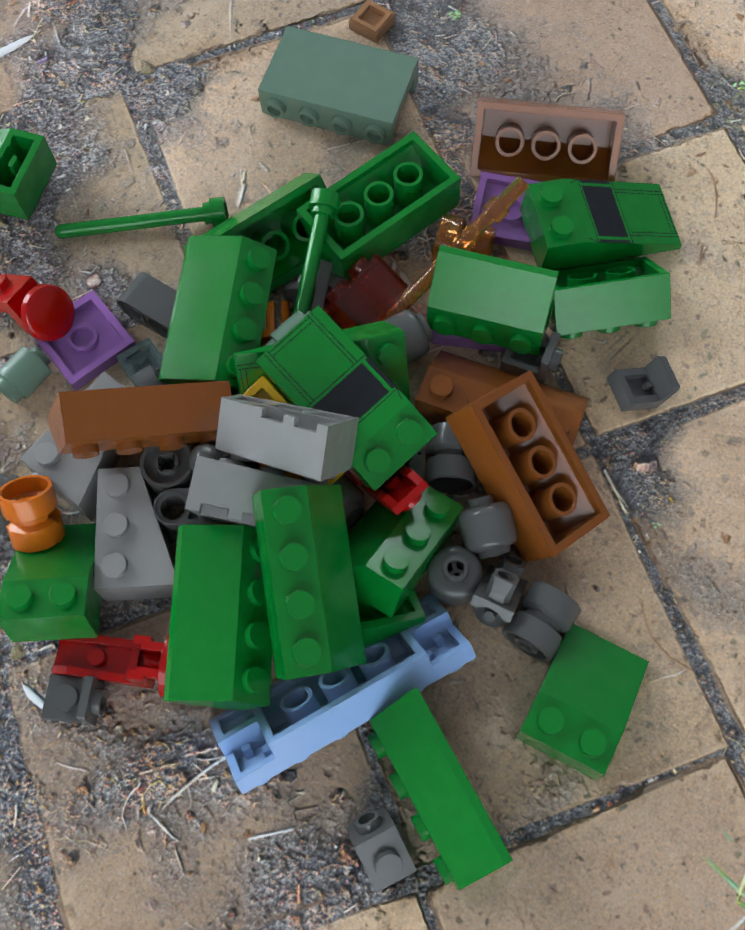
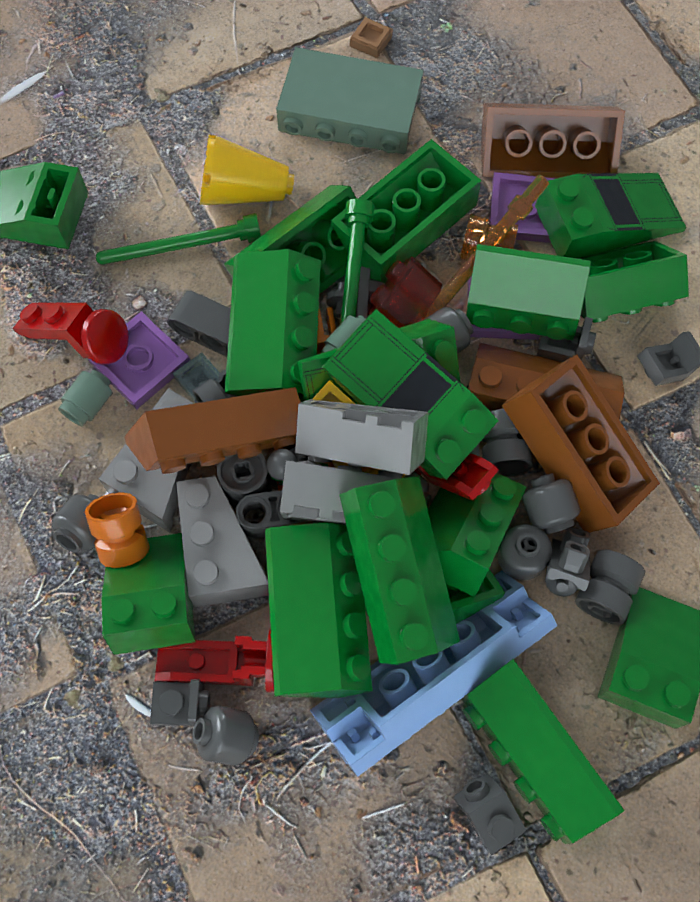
camera: 10 degrees left, 0 degrees up
(114, 737) = (225, 735): none -> dark grey head
(212, 155) = (241, 175): none -> yellow cone

